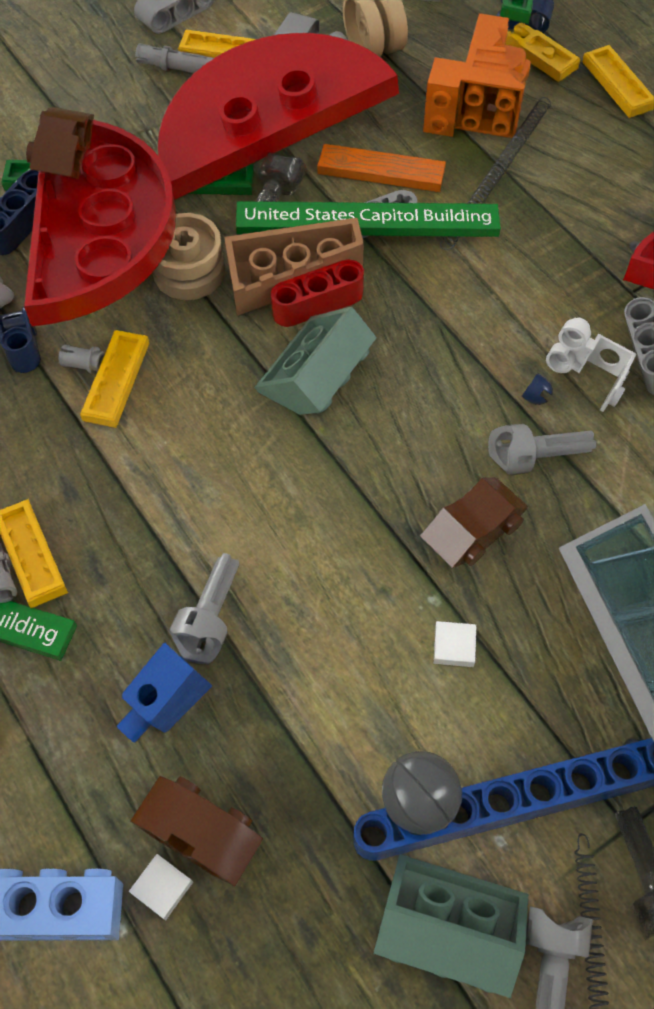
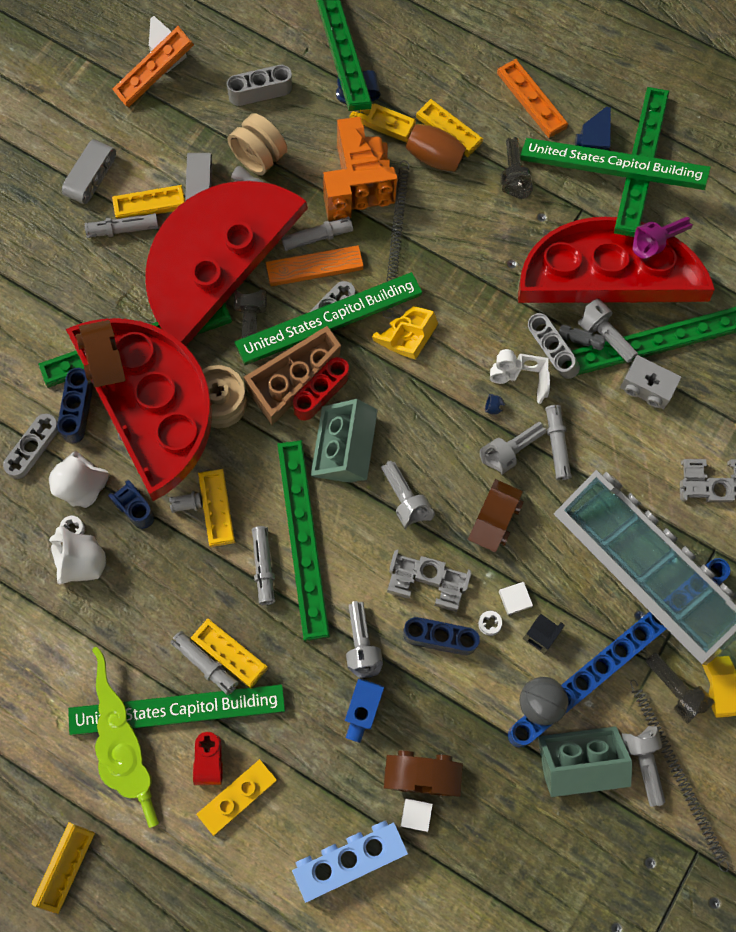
camera: 30 degrees left, 10 degrees up
(128, 478) = (264, 575): none -> light grey pin
(199, 464) = (303, 541): none -> green tile
(313, 631) = (453, 632): none -> dark blue beam
(363, 468) = (412, 507): none -> light grey piece
(366, 591) = (451, 580): none -> light grey piece
(401, 135) = (318, 233): none -> light grey pin
(405, 650) = (487, 615): none -> white bush
(464, 272) = (409, 332): none -> yellow slope
(472, 707) = (543, 633): none -> black panel
(591, 89) = (435, 147): none -> dark orange piece
(609, 453) = (558, 442): none -> light grey pin

